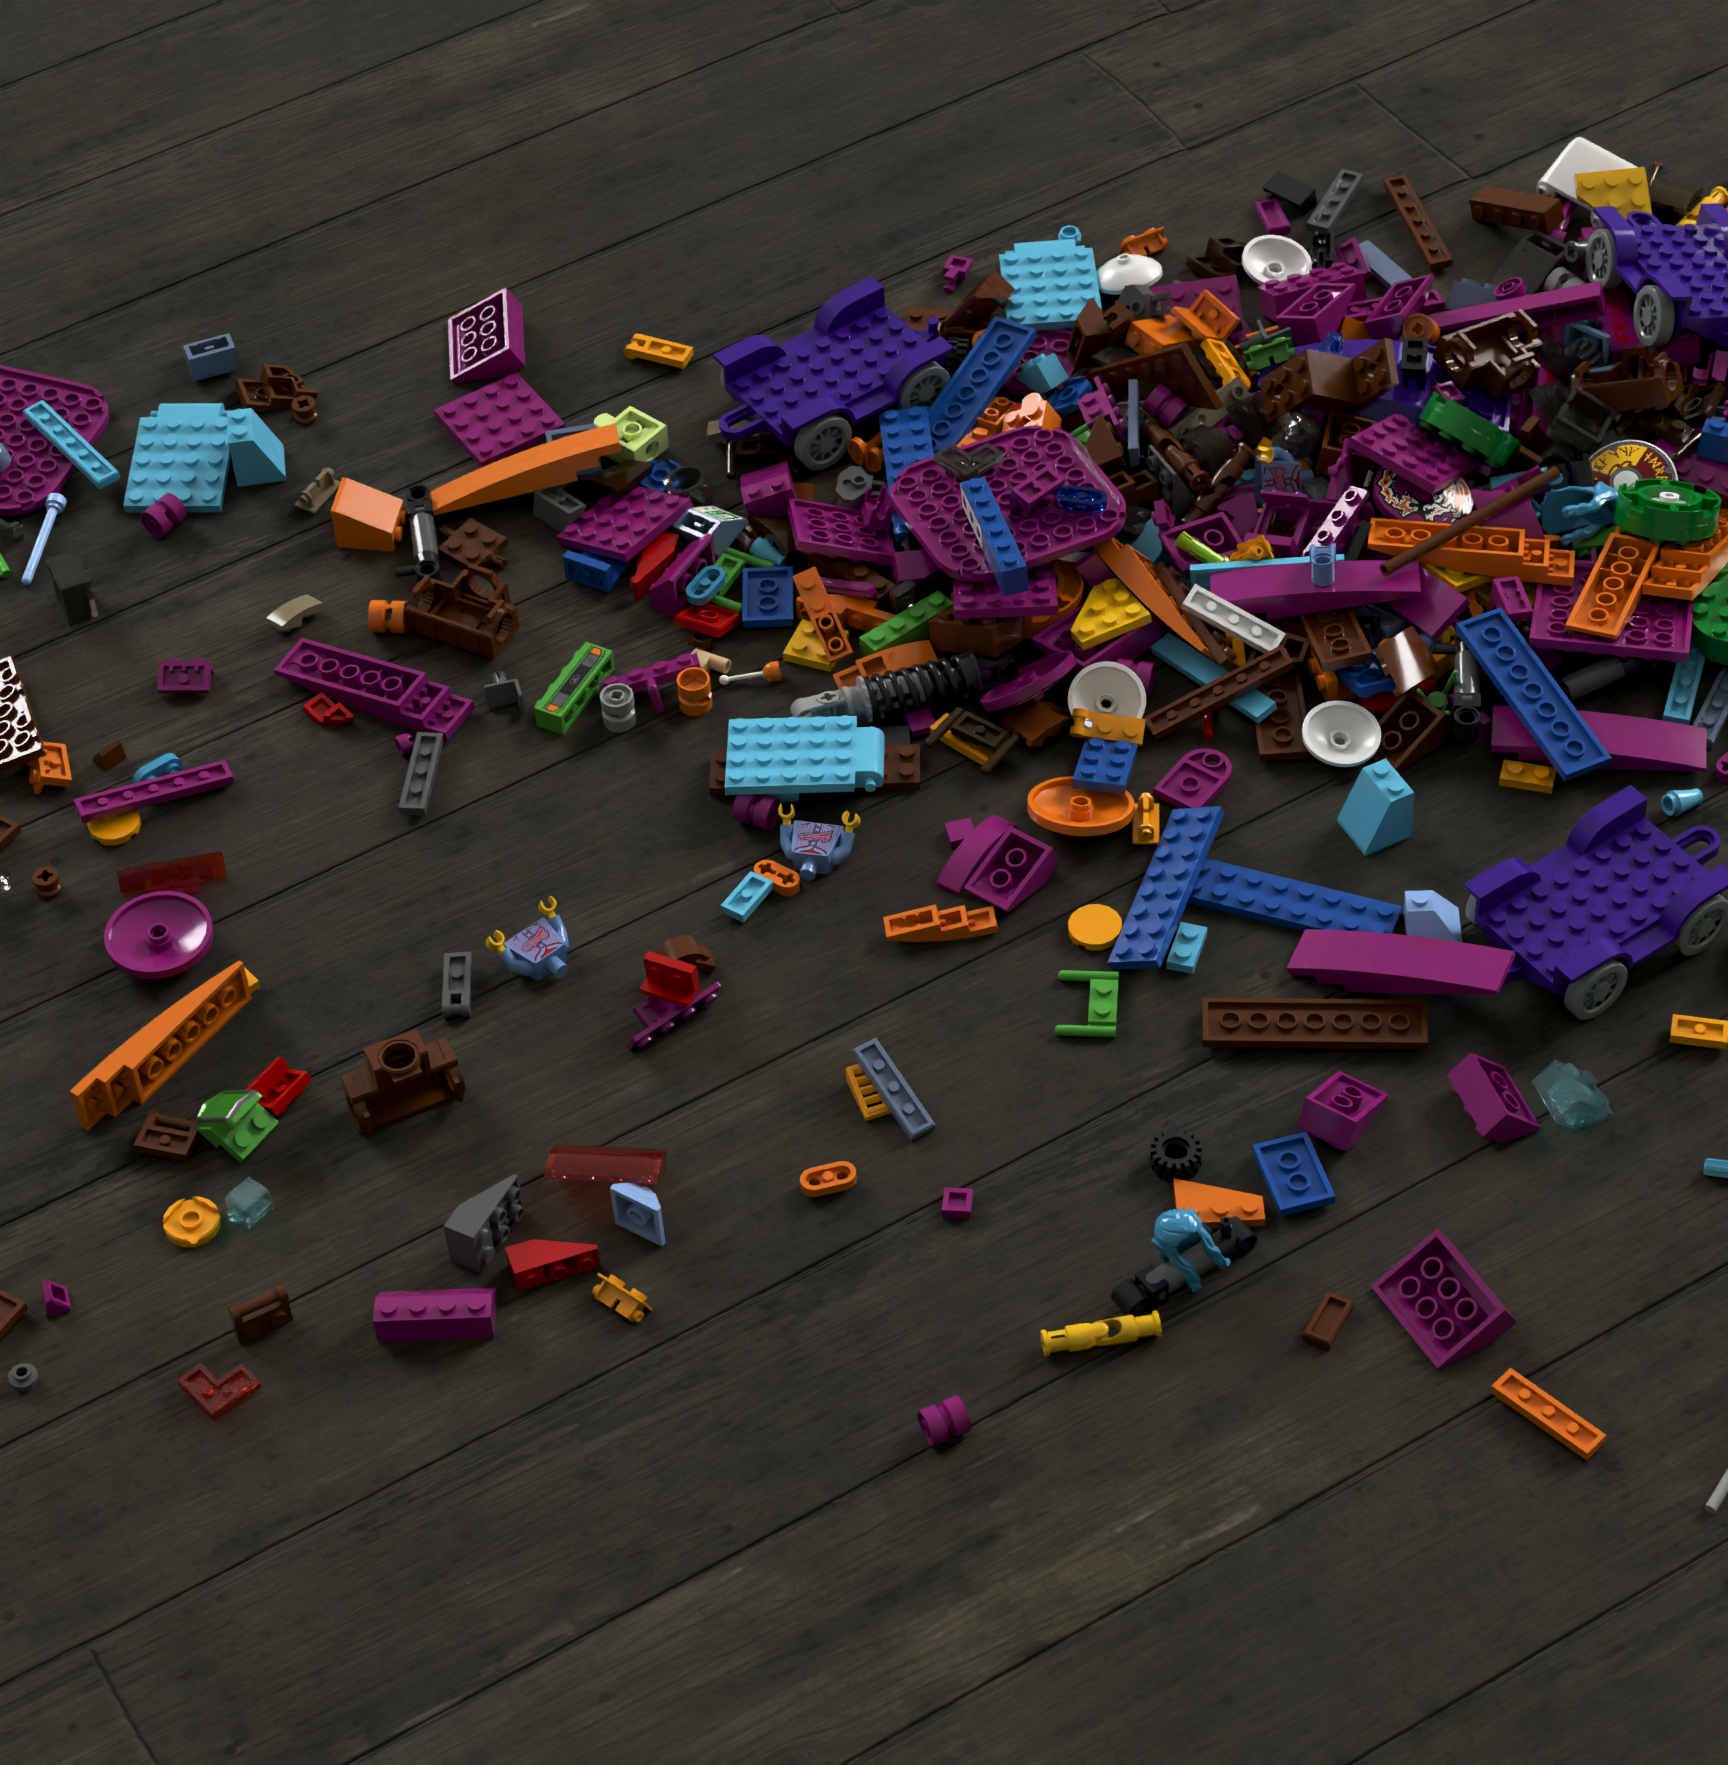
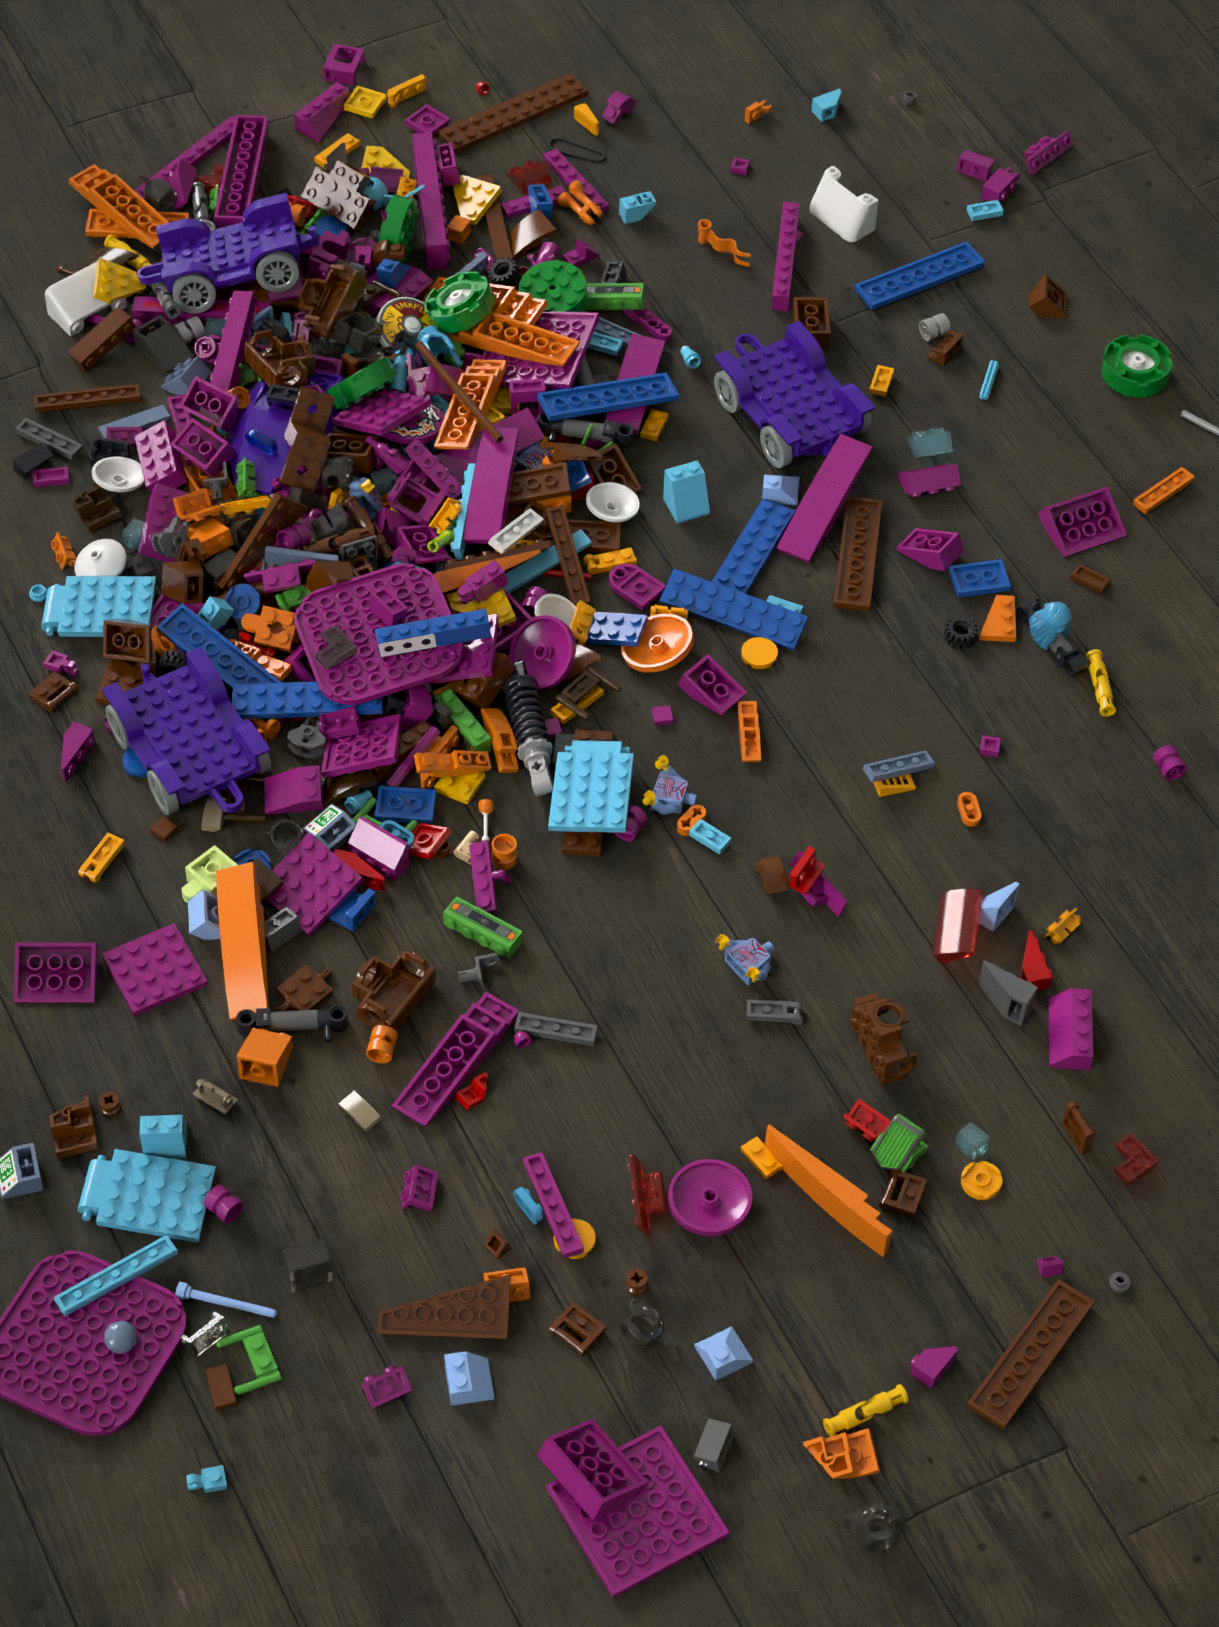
camera: 90 degrees left, 5 degrees up
(618, 707) = (512, 899): light grey wheel -> none
(709, 396) = (163, 829): none -> reddish brown tile
(807, 299) = (76, 743): none -> magenta slope
(913, 274) = (50, 688): none -> reddish brown plate
(972, 853) = (686, 706): magenta slope -> none
(1082, 498) = (399, 585): clear blue plate -> none
(1102, 1004) = (826, 656): bright green plate -> none
(1120, 593) = (483, 583): none -> magenta hinge
(1241, 753) = (608, 560): none -> light orange plate
(1323, 564) = (486, 468): medium blue piece -> none
(1357, 541) = (452, 460): pearl dark grey tile -> none

